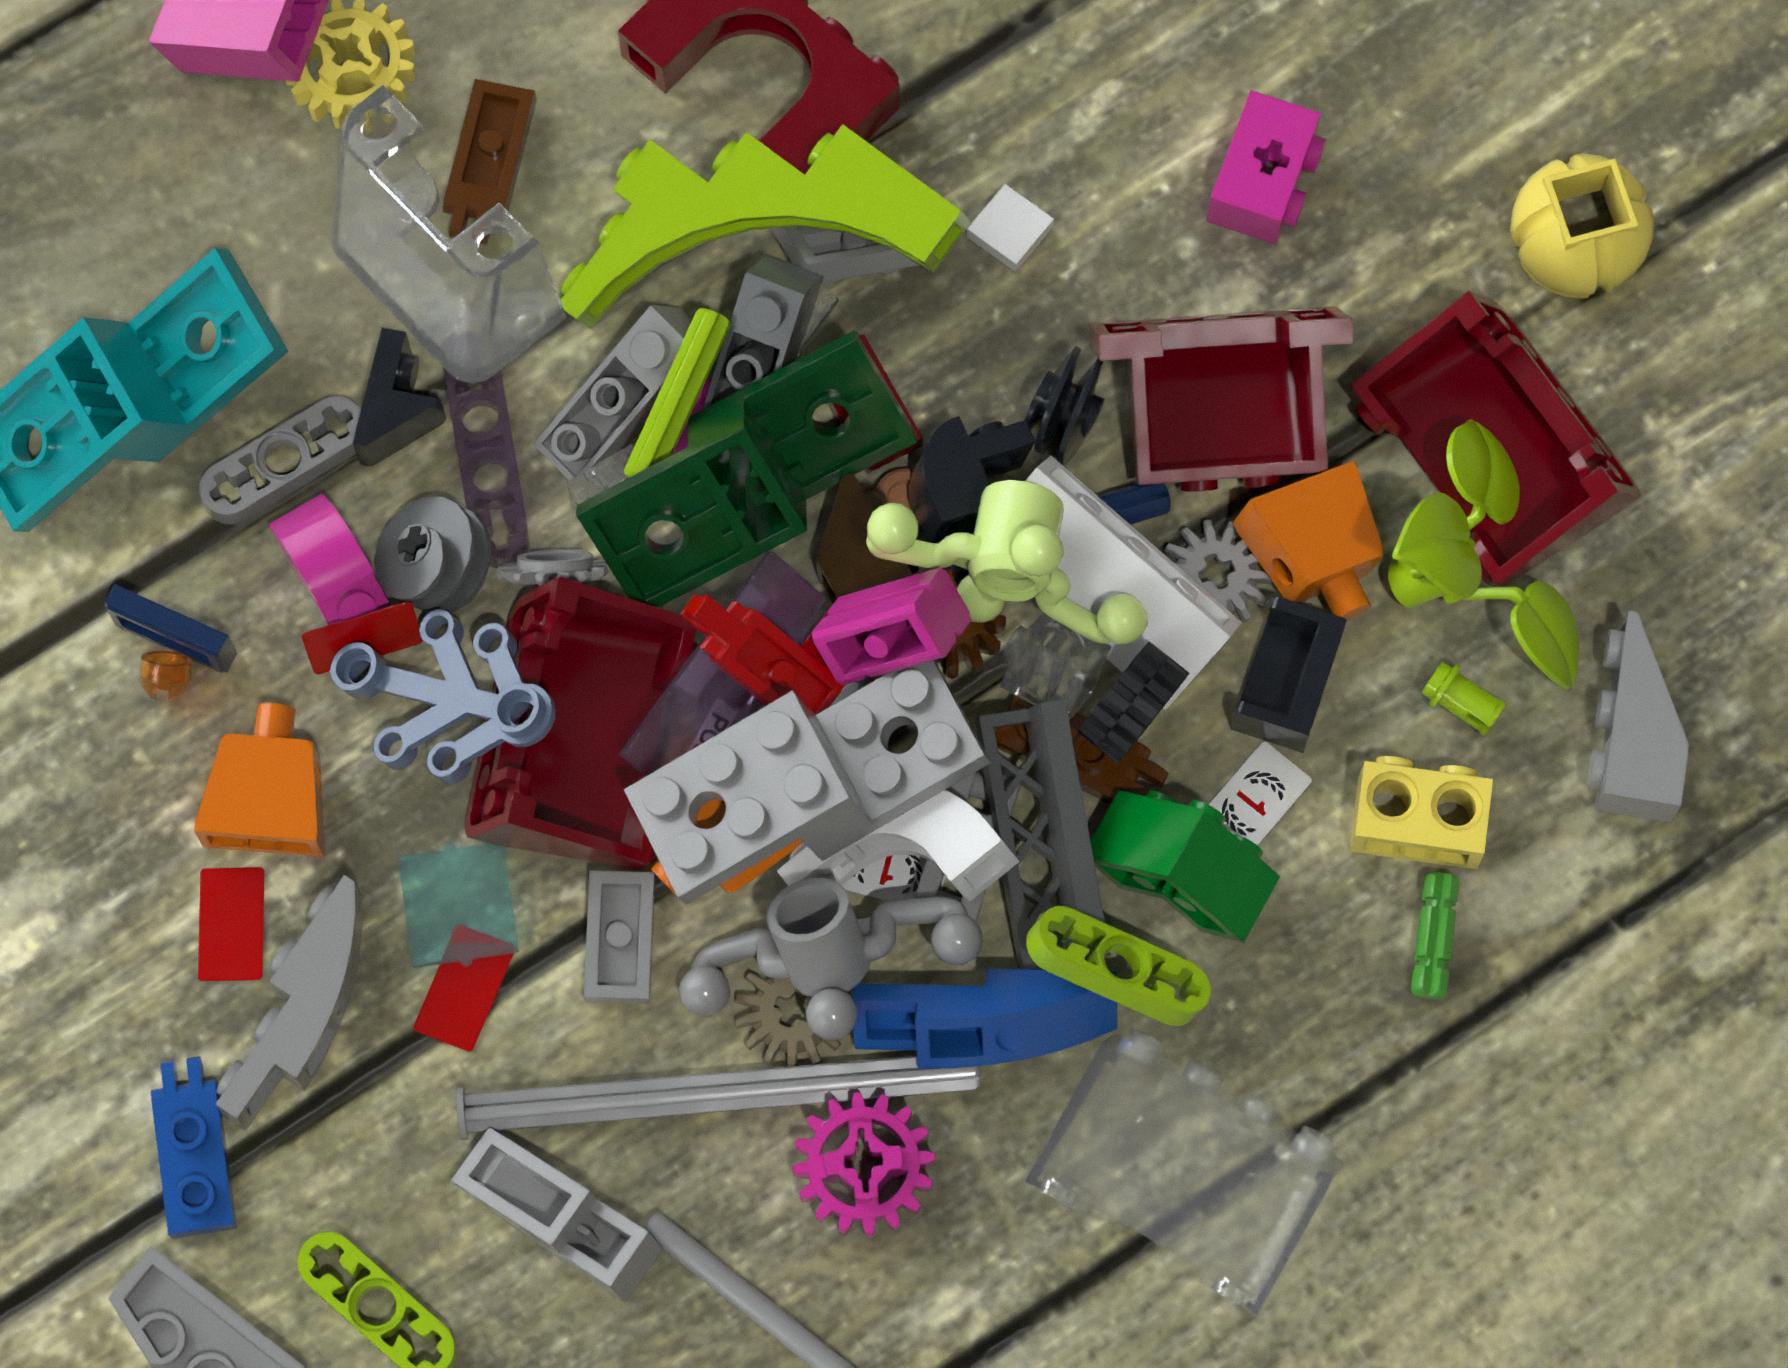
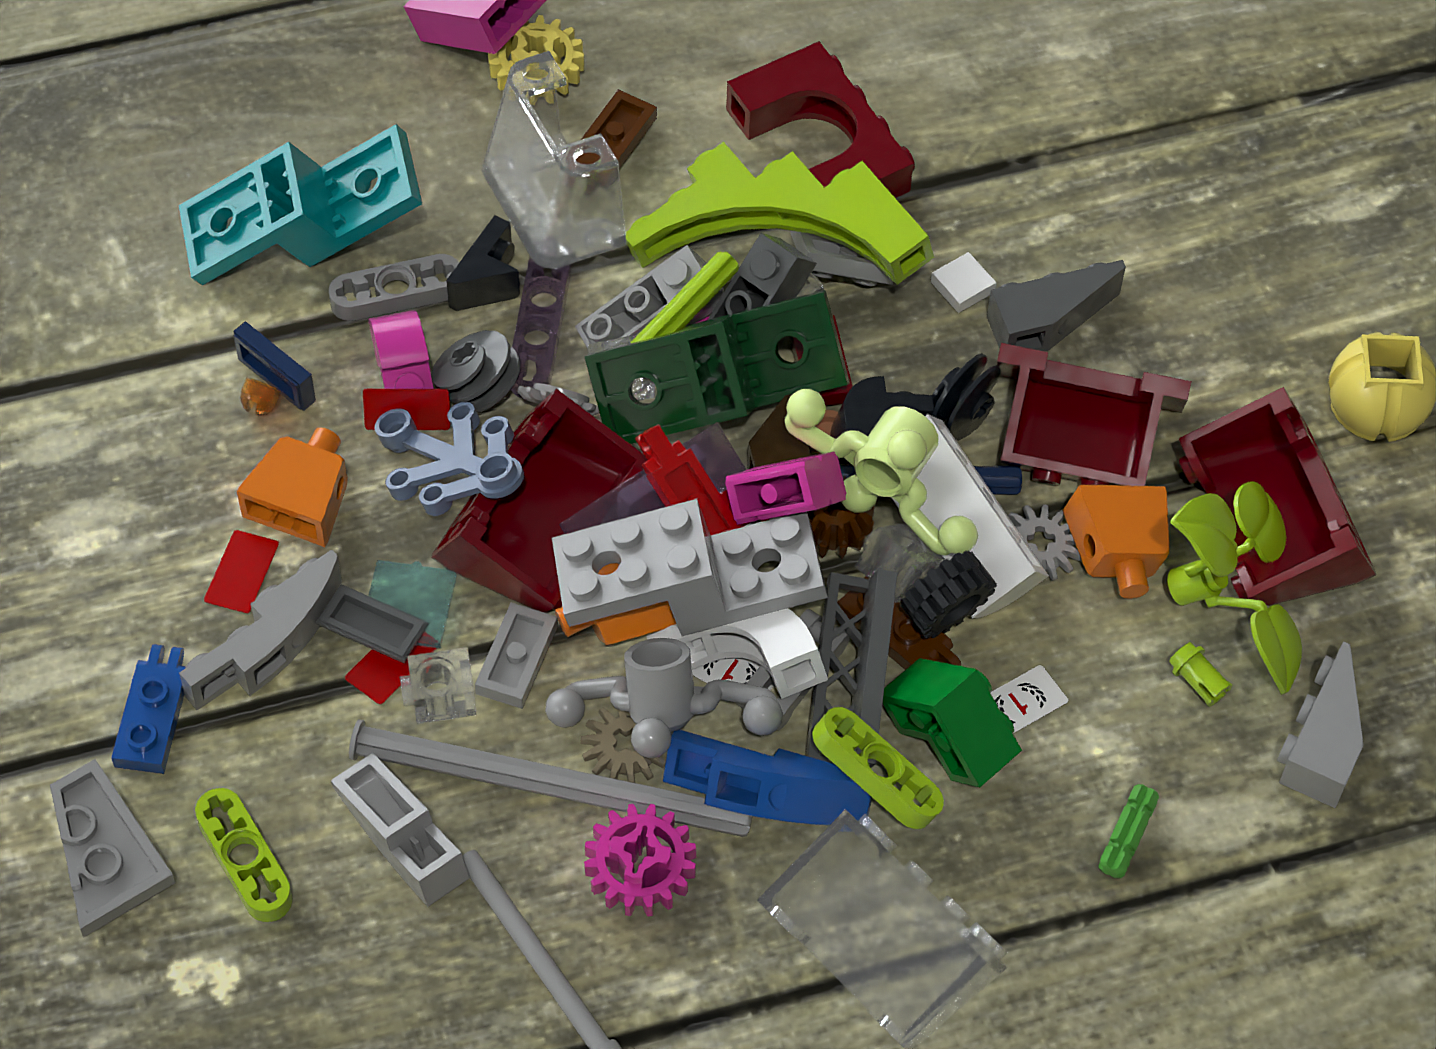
camera: 15 degrees right, 15 degrees down
(426, 953) = (372, 623): none -> dark grey tile
(546, 983) = (444, 667): none -> clear brick
(1123, 248) = (1050, 308): none -> dark grey slope
(1273, 135) = (1159, 290): dark pink brick -> none
(1288, 674) = (1074, 621): black panel -> none
(1420, 830) = (1138, 752): light yellow brick -> none

